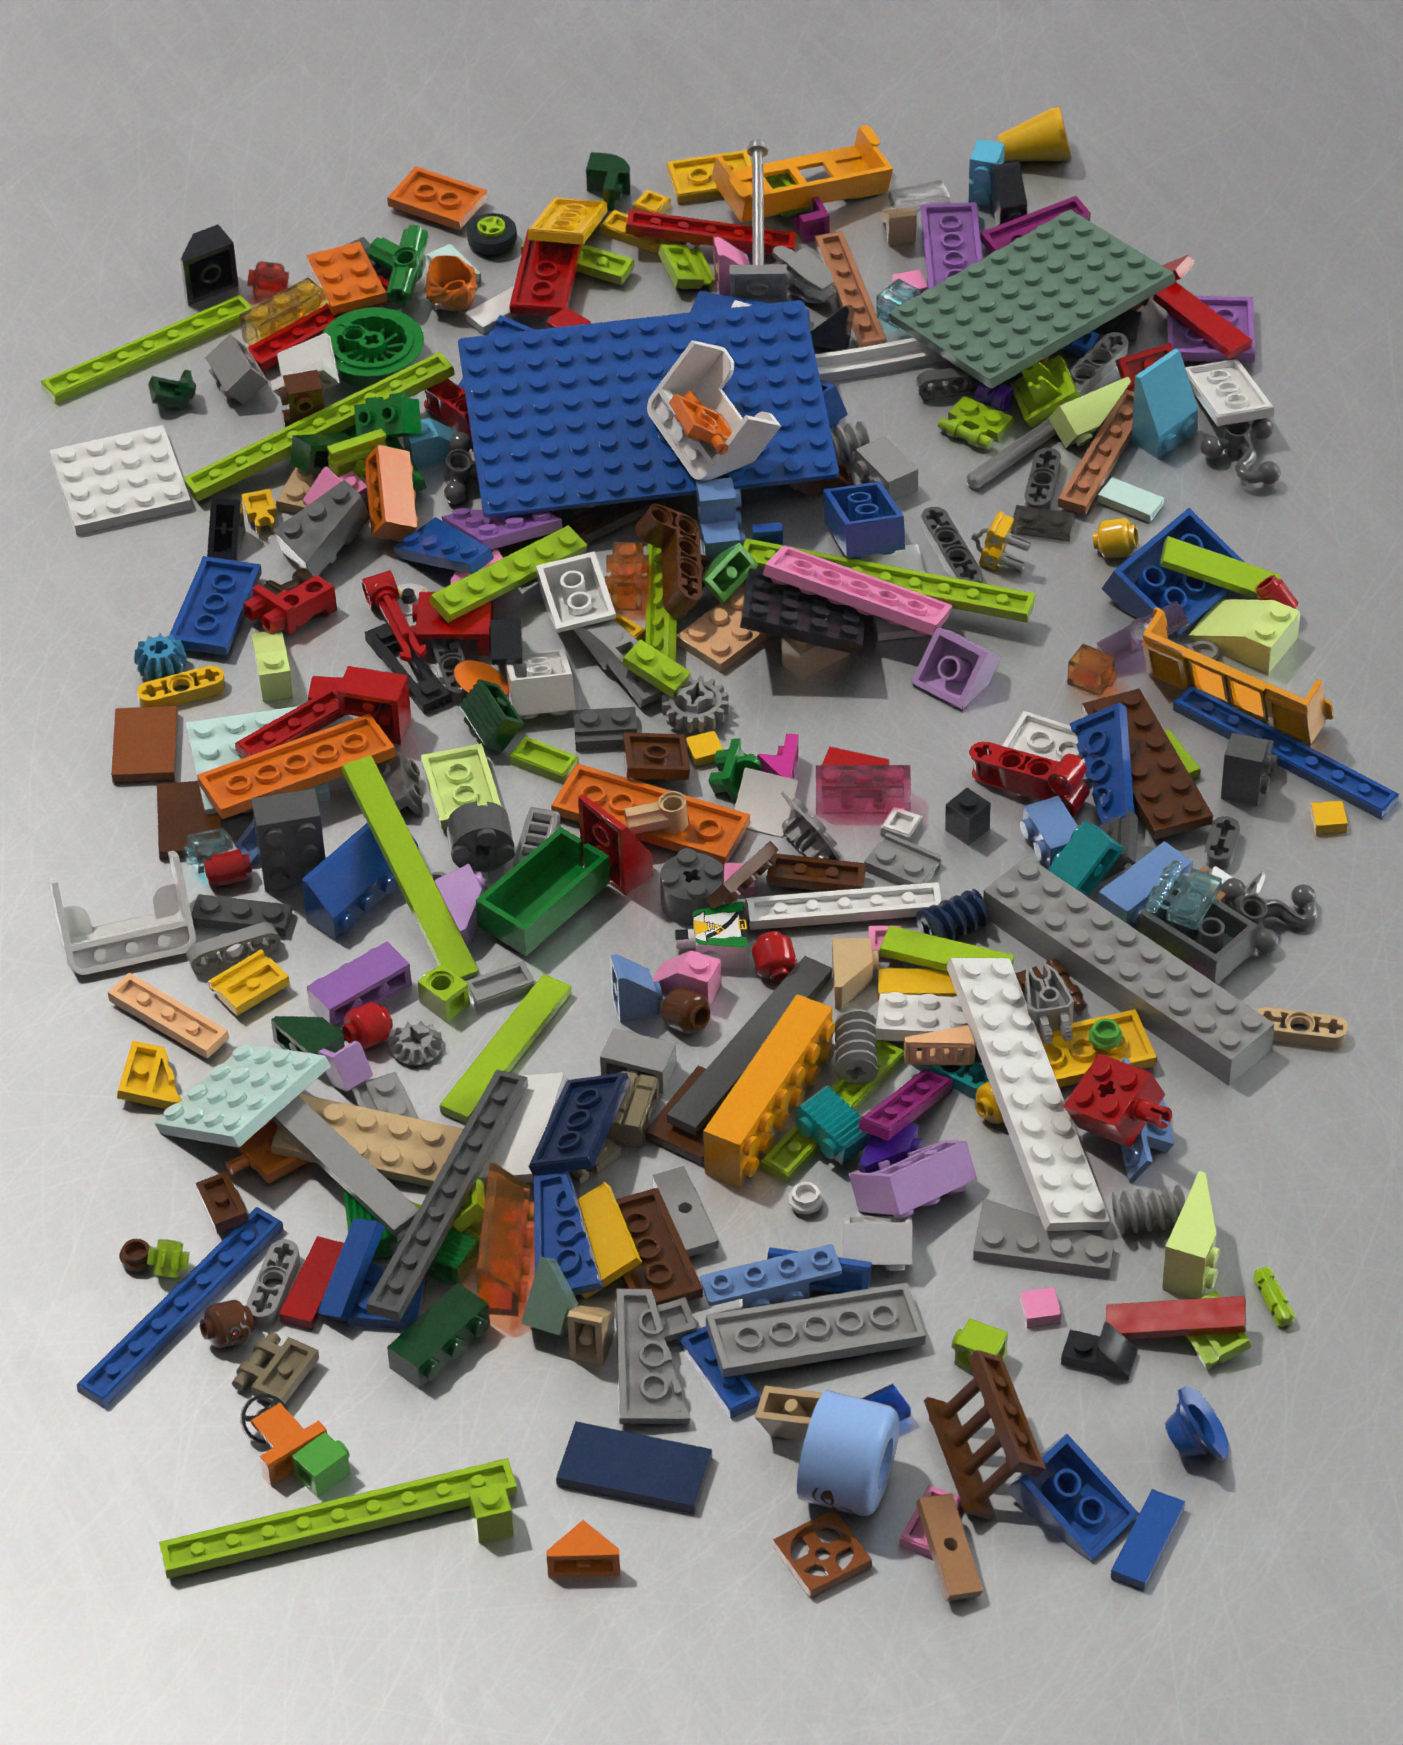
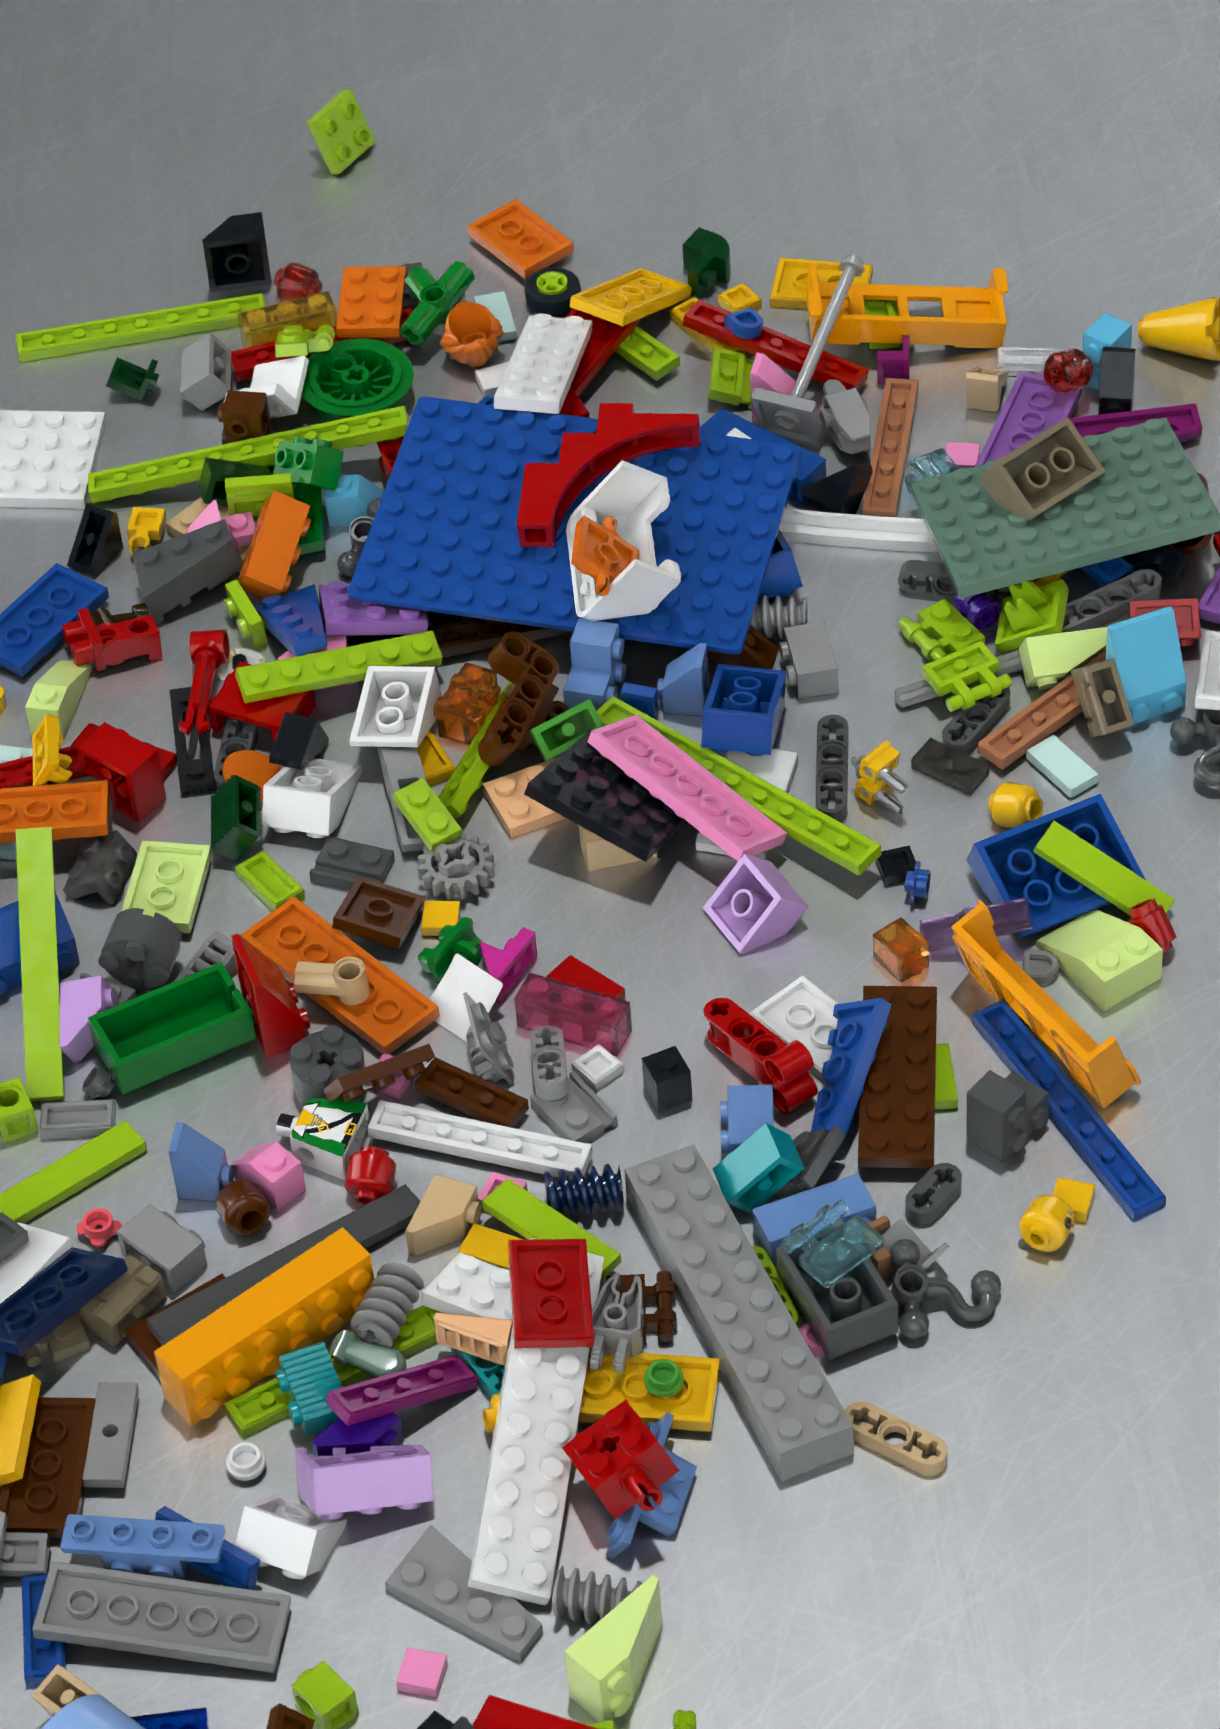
camera: 25 degrees right, 0 degrees up
(231, 144) = (341, 131): none -> lime plate
(306, 704) = (47, 761): none -> yellow plate
(307, 325) = (300, 341): none -> lime plate
(393, 554) = (247, 617): none -> lime plate
(503, 951) = (98, 1083): none -> dark grey plate
(541, 289) = (543, 364): none -> white plate
(572, 1061) = (97, 1219): none -> coral plate
(634, 350) = (584, 457): none -> red arch
(680, 219) = (745, 323): none -> blue tile
(801, 512) = (686, 683): none -> medium blue slope
(856, 820) = (546, 1071): none -> light grey beam
(866, 1090) = (366, 1356): none -> sand green piece
(964, 193) = (1067, 370): none -> clear red head
(994, 993) = (550, 1293): none -> red tile
(1007, 273) = (1042, 471): none -> dark tan slope
(1017, 443) = (962, 668): none -> lime plate
(1048, 609) = (895, 863): none -> black tile
(1074, 616) = (917, 882): none -> blue plate
(1142, 437) = (1102, 697): none -> dark tan brick
(1322, 835) = (1048, 1221): none -> yellow head

